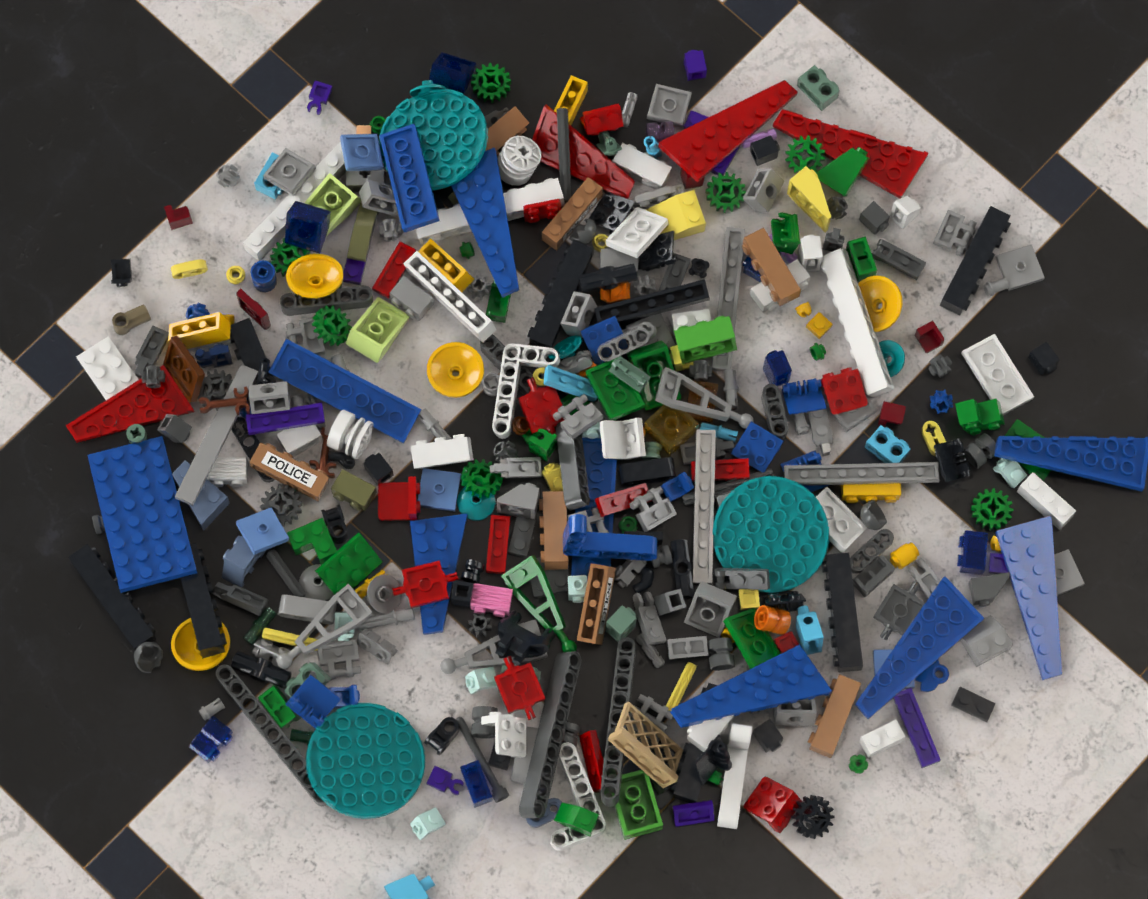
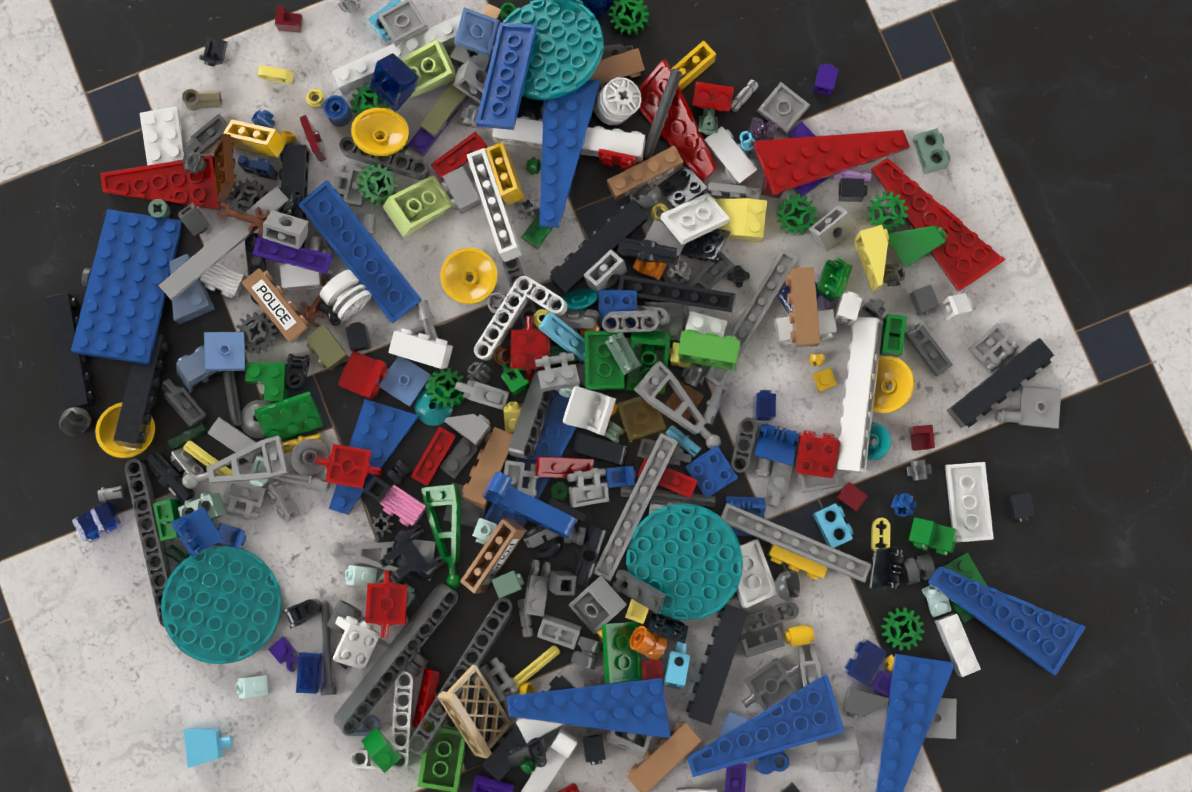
camera: 30 degrees right, 10 degrees up
(817, 351) = (811, 405): green plate -> none

